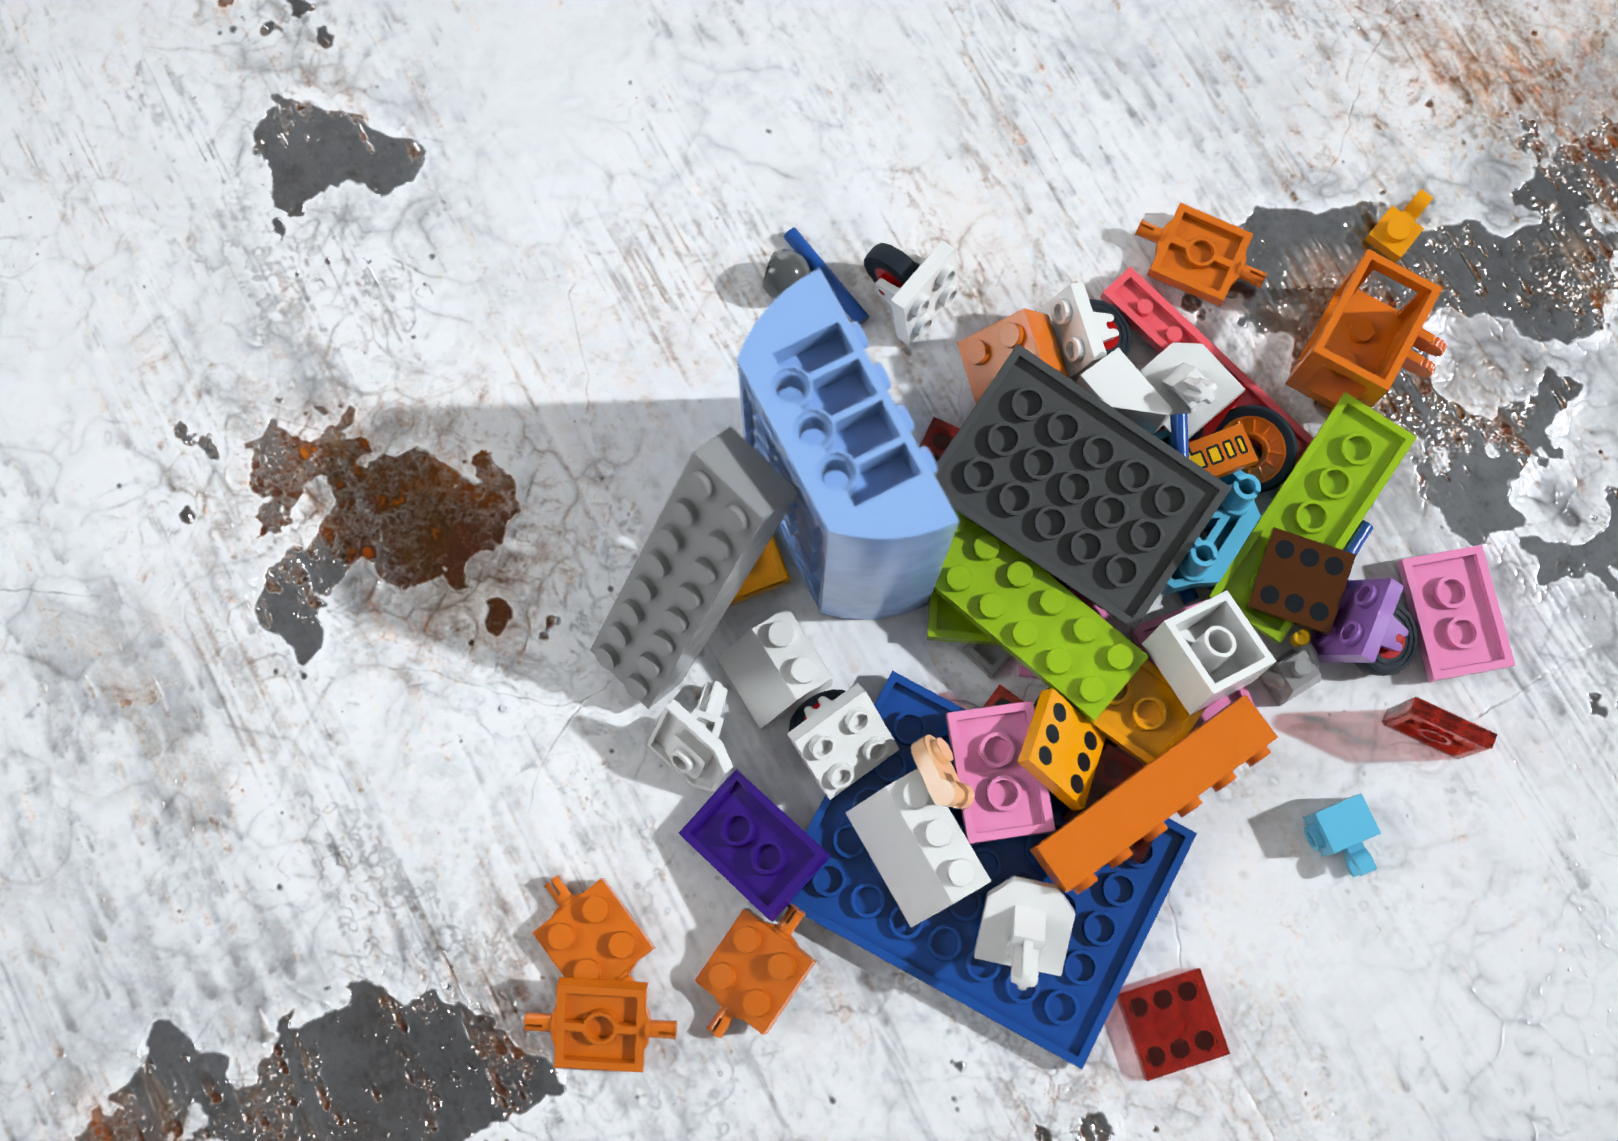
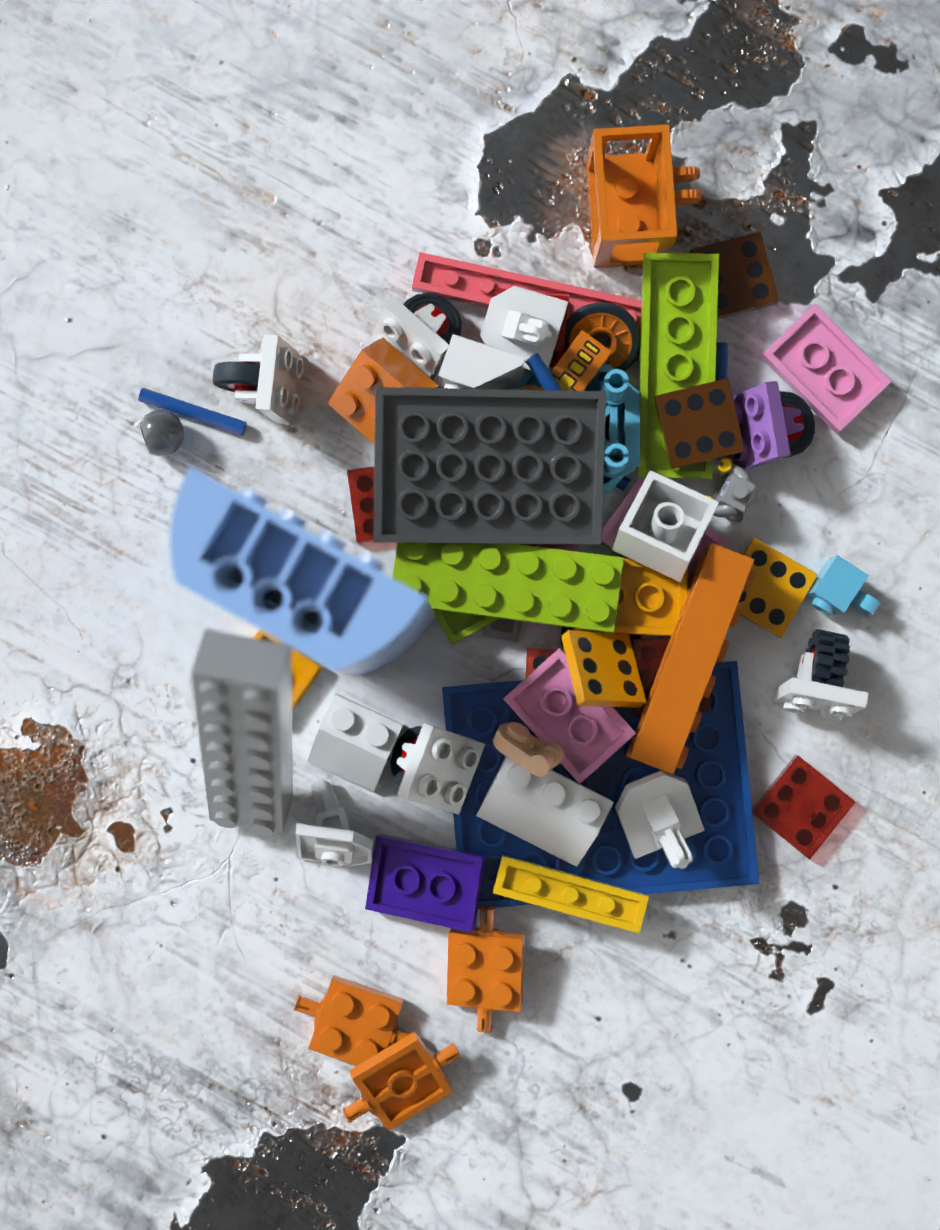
camera: 30 degrees left, 10 degrees up
(889, 949) = (570, 894): none -> yellow plate
(1200, 254) = (466, 205): orange plate -> none
(1270, 908) = (823, 680): none -> white plate
(1274, 789) = (776, 588): none -> light orange tile
(1398, 229) = (604, 84): light orange plate -> none
(1425, 479) = (743, 275): none -> reddish brown tile
(1438, 728) = (865, 469): clear red tile -> none

